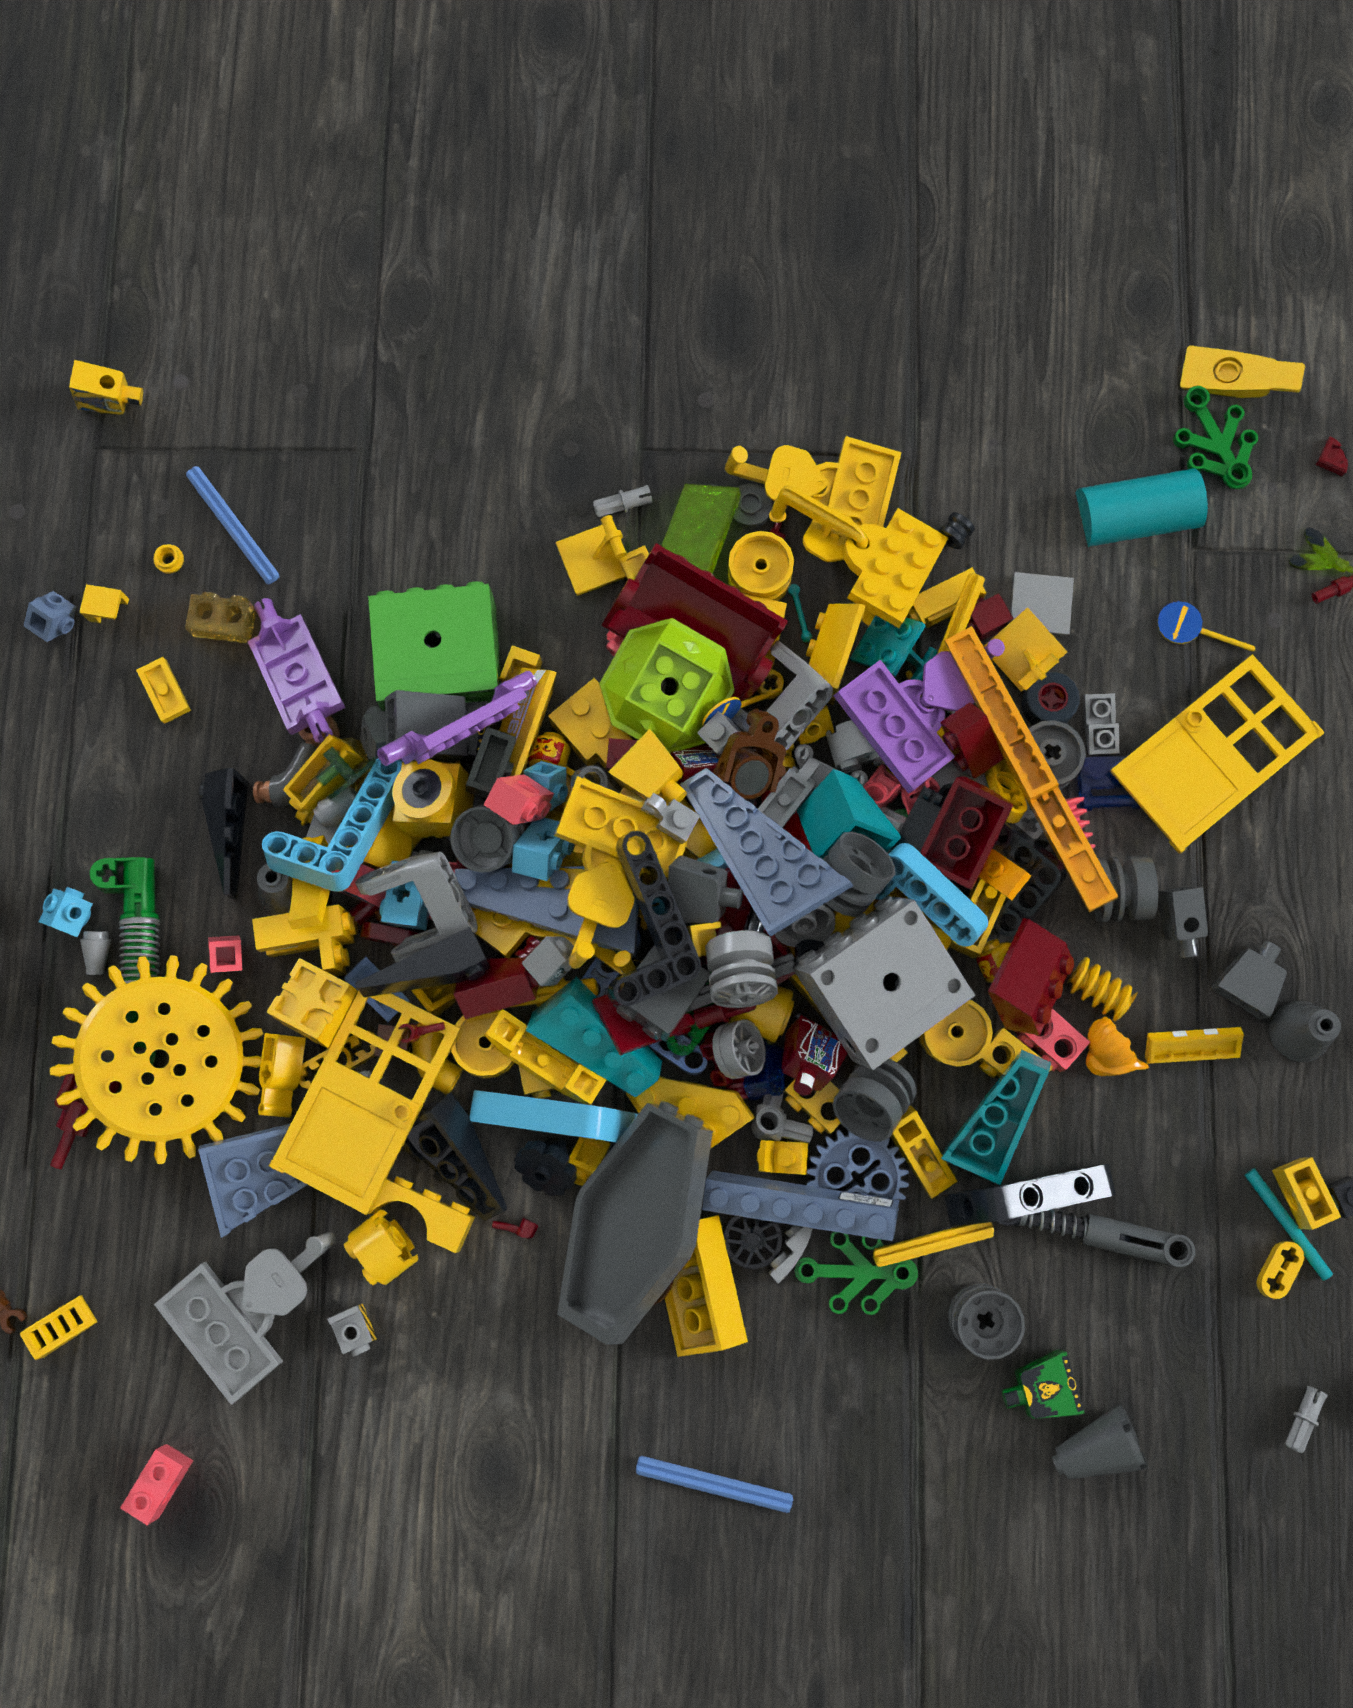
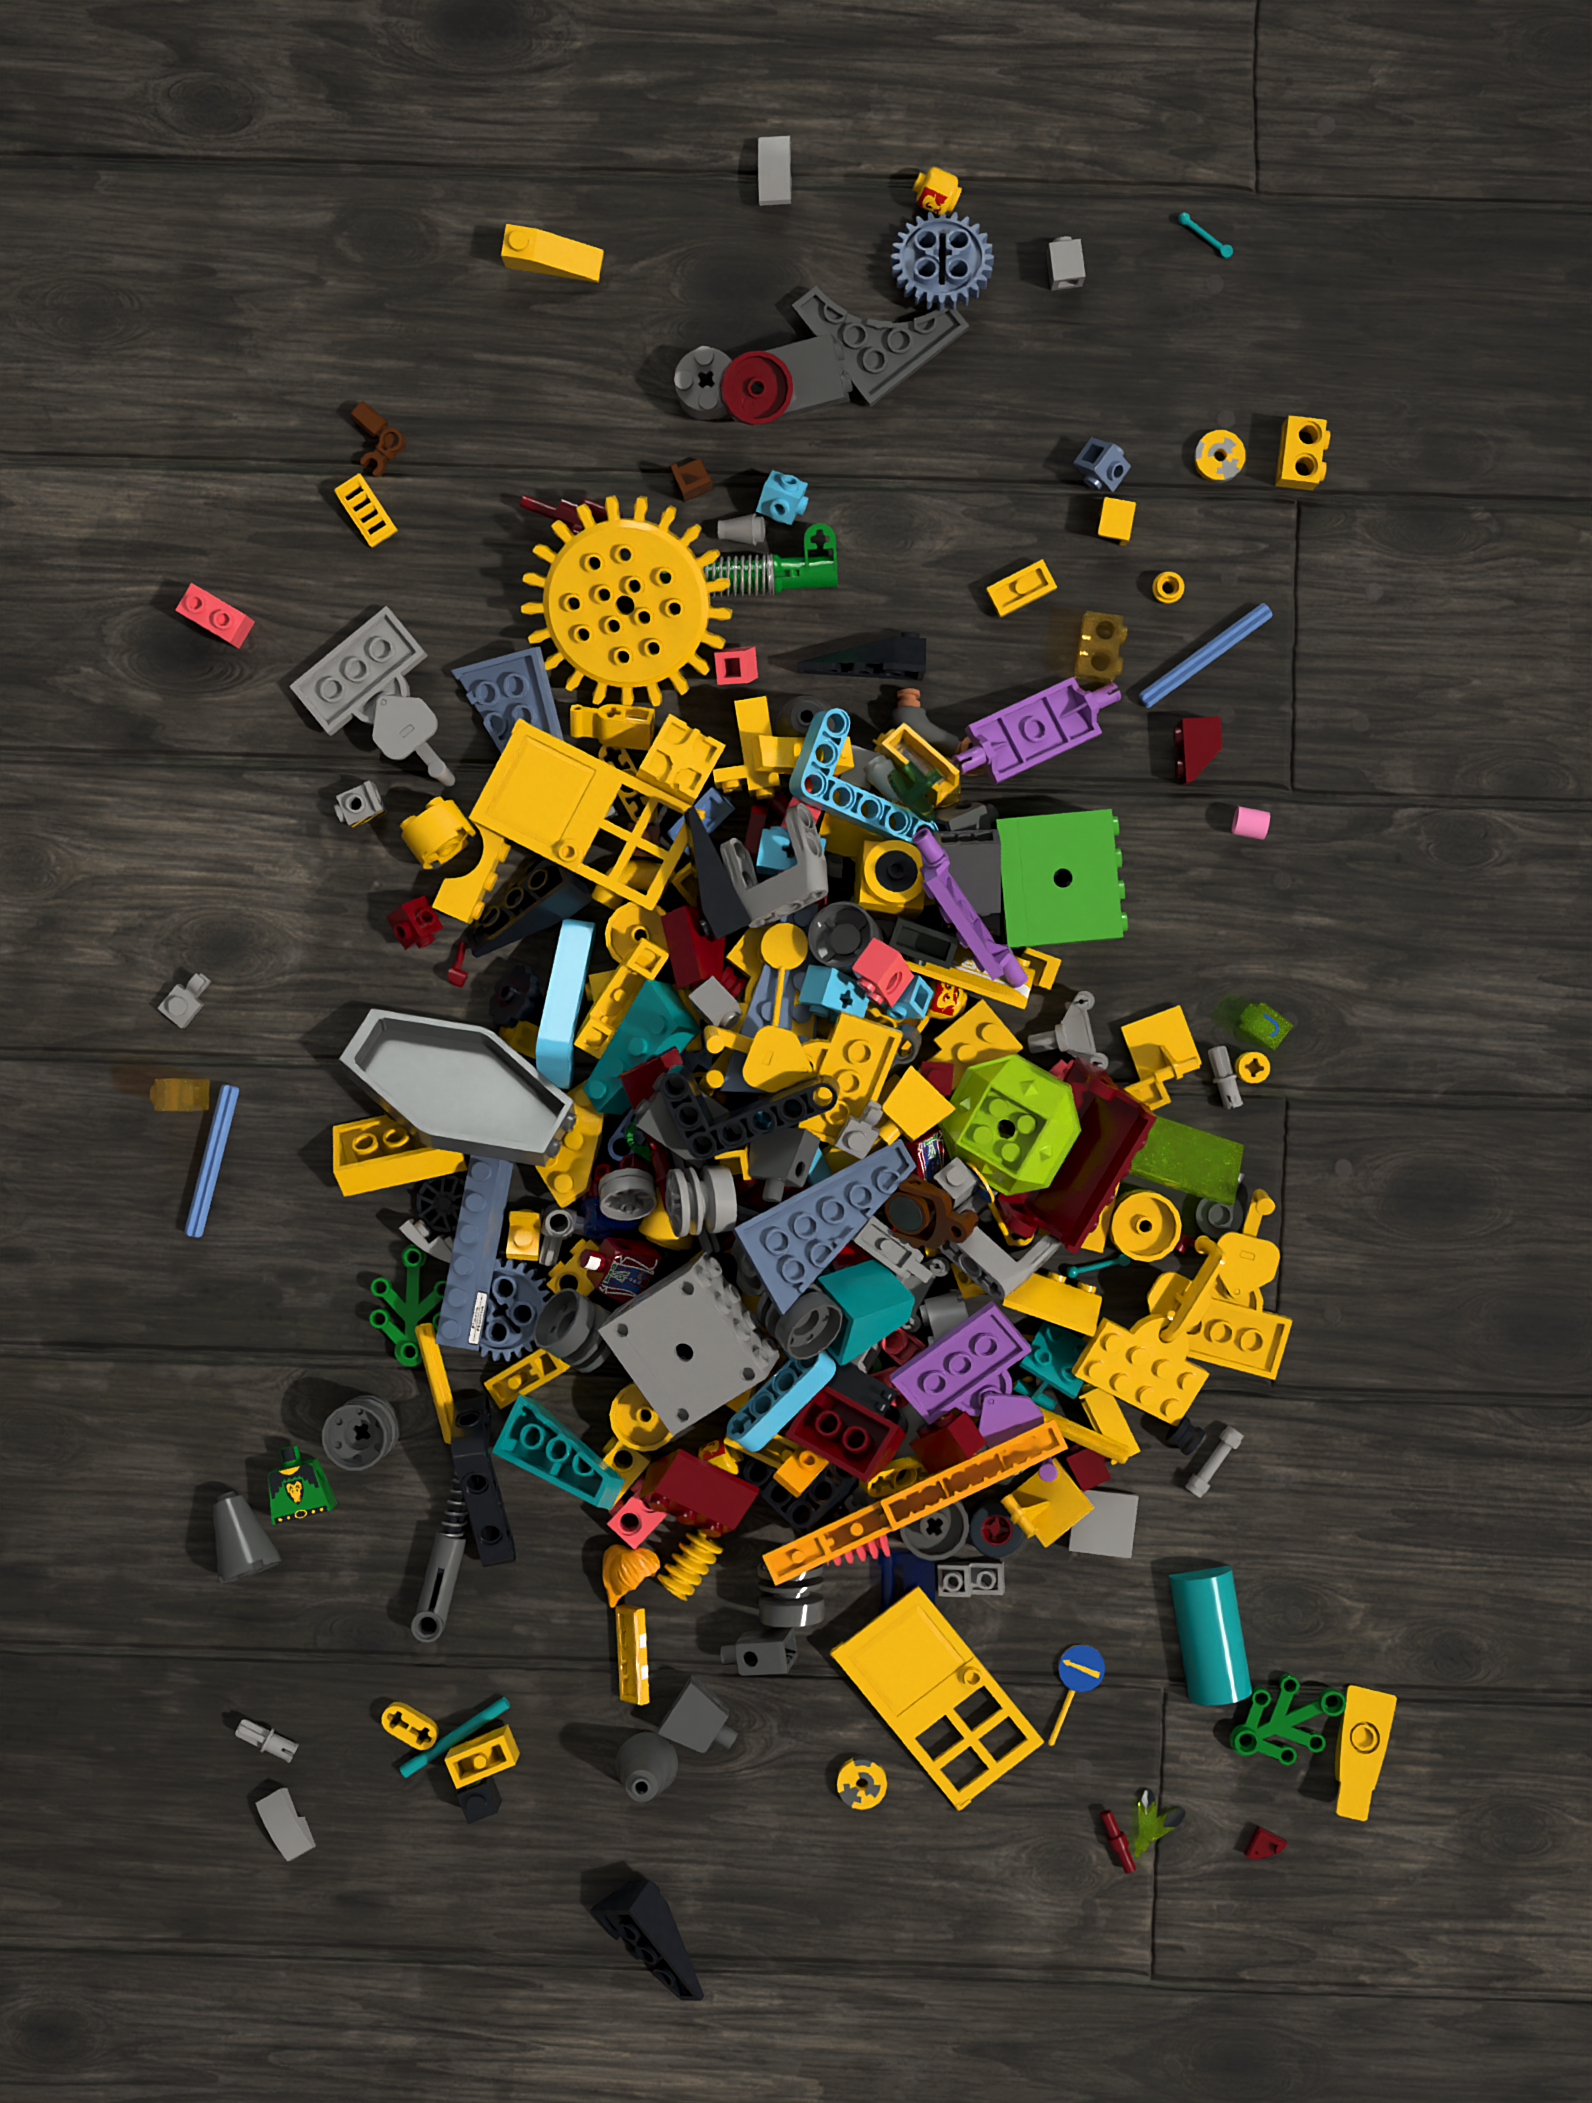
camera: 80 degrees right, 10 degrees up
(45, 1001) = (692, 479): none -> reddish brown panel
(48, 449) = (1294, 451): none -> yellow brick
(51, 528) = (1223, 442): none -> yellow piece
(102, 389) = (1366, 498): yellow torso -> none
(314, 529) = (1198, 744): none -> dark red slope
(387, 482) = (1250, 823): none -> bright pink beam
(417, 1031) = (649, 871): dark red hand -> none
(472, 1271) = (415, 923): none -> dark red brick
(497, 897) = (783, 949): none -> yellow piece
(553, 1515) = (183, 1002): none -> light grey plate
(574, 466) = (1264, 1025): none -> clear neon green brick
(582, 636) = (1072, 1034): none -> light grey axle
(614, 483) = (1245, 1066): none -> yellow wheel
(644, 1516) = (180, 1094): none -> clear yellow brick
(1001, 519) = (1198, 1483): none -> light grey bar
(1313, 814) = (858, 1796): none -> yellow piece

